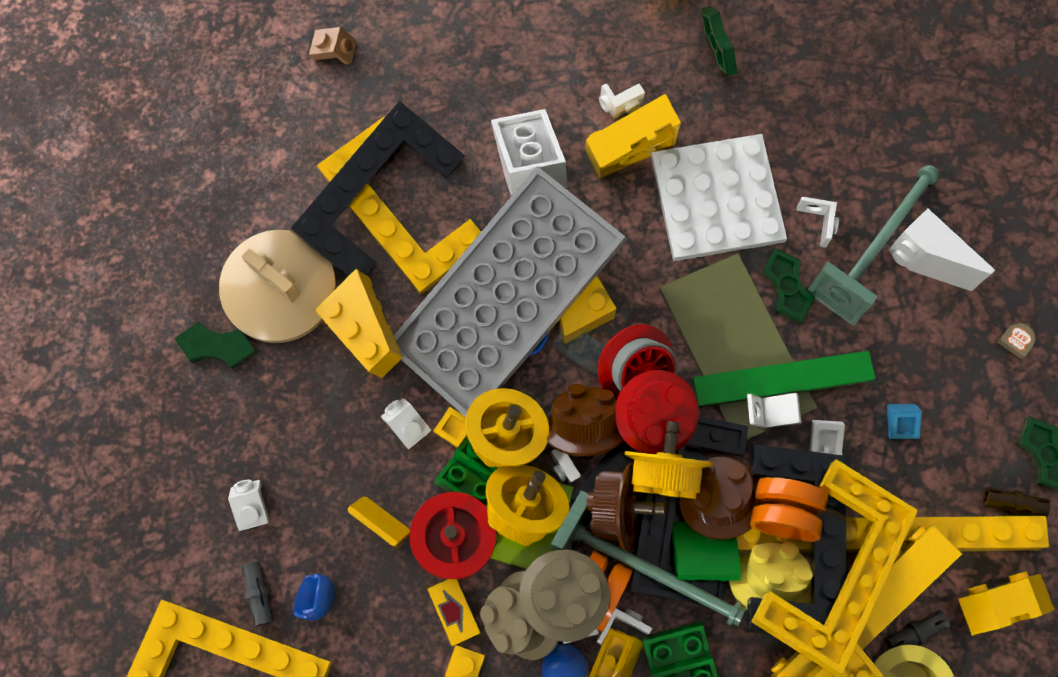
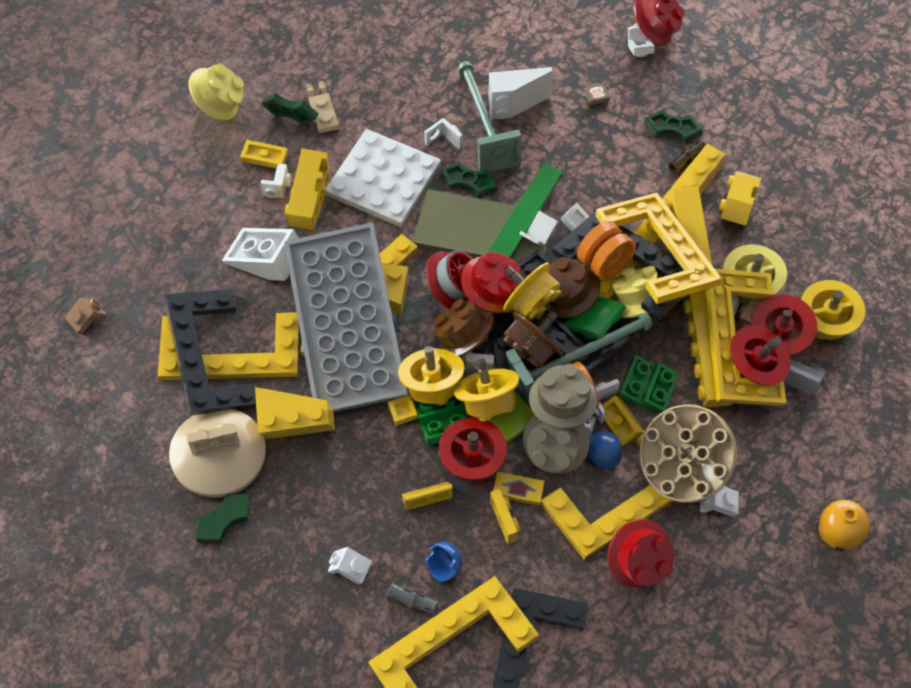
camera: 55 degrees left, 15 degrees down
(401, 632) = (501, 508): none -> yellow plate
(405, 422) = (375, 435): white bracket -> none
(631, 281) = (398, 251): none -> yellow plate
(645, 60) = (263, 154): none -> yellow plate
(751, 71) = (322, 104): none -> tan hinge
(904, 421) = (597, 178): dark azure slope -> none
(919, 631) = (723, 249): dark grey pin -> none

